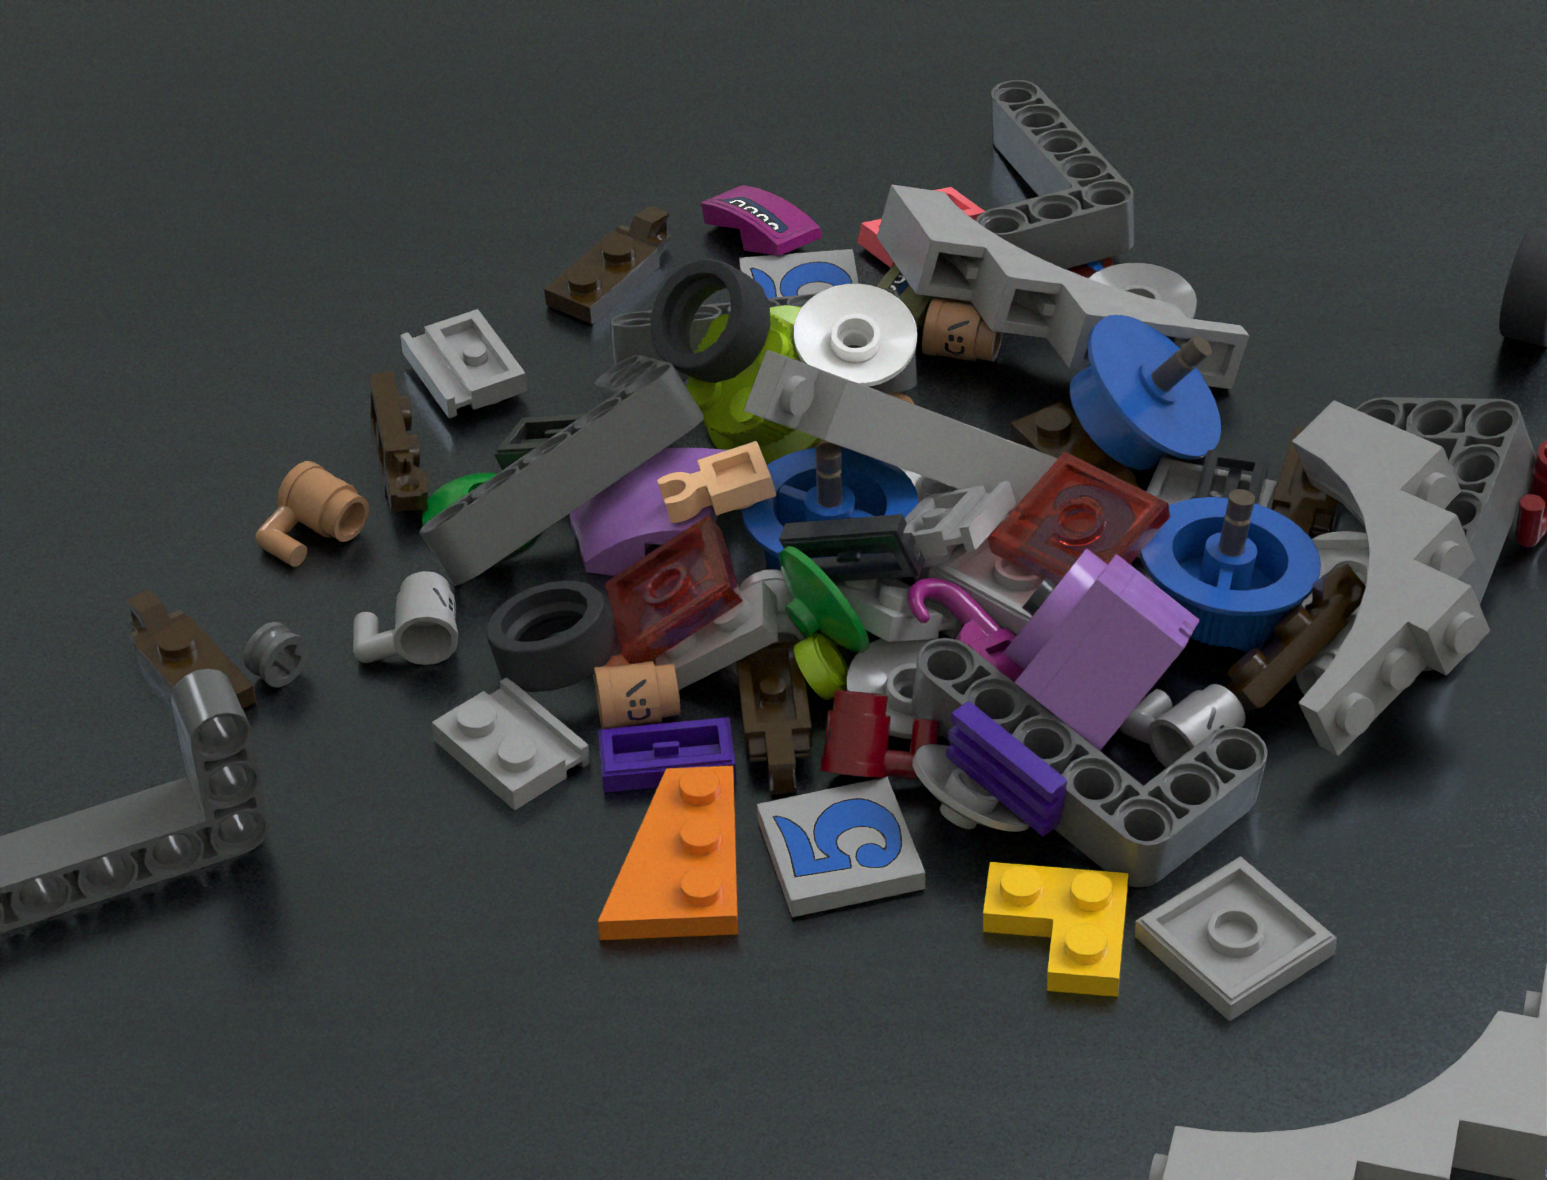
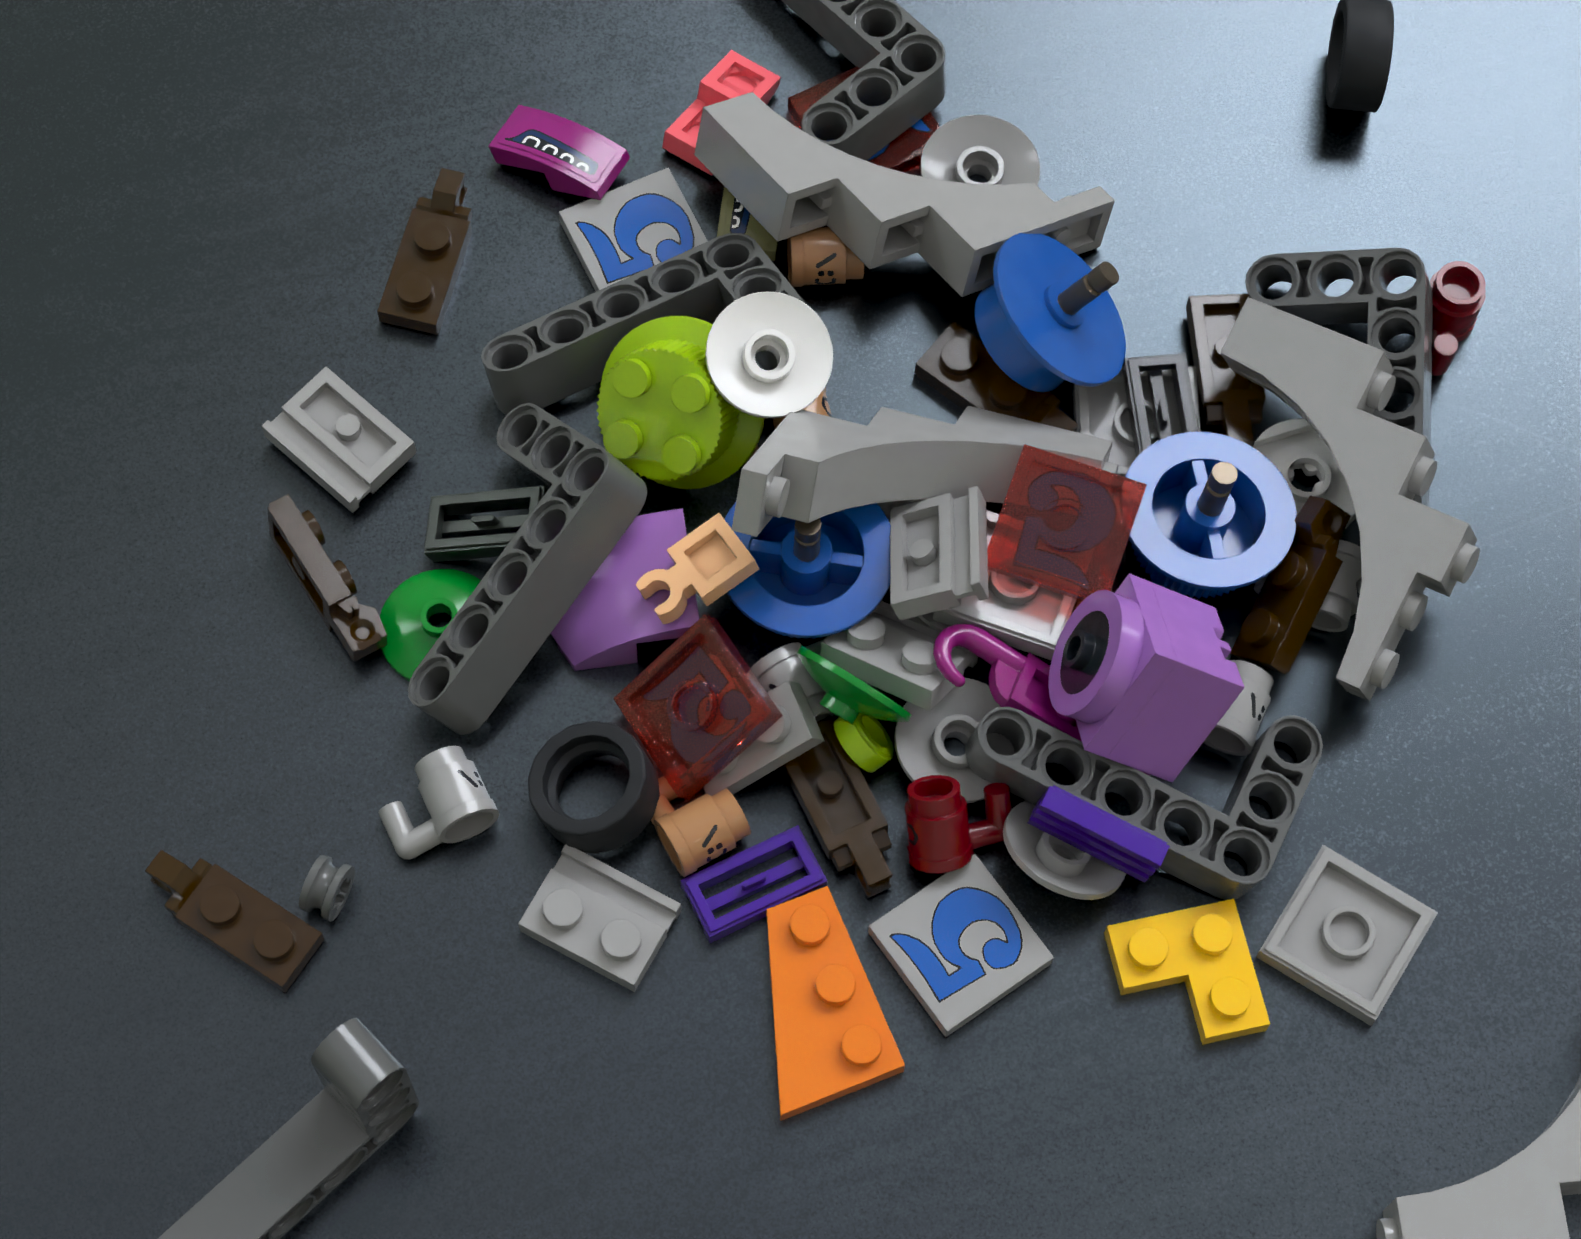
camera: 25 degrees left, 25 degrees up
(316, 501) = (280, 677): medium nougat piece -> none
(738, 342) = (578, 395): black tyre -> none
(849, 540) = (868, 628): black tile -> none

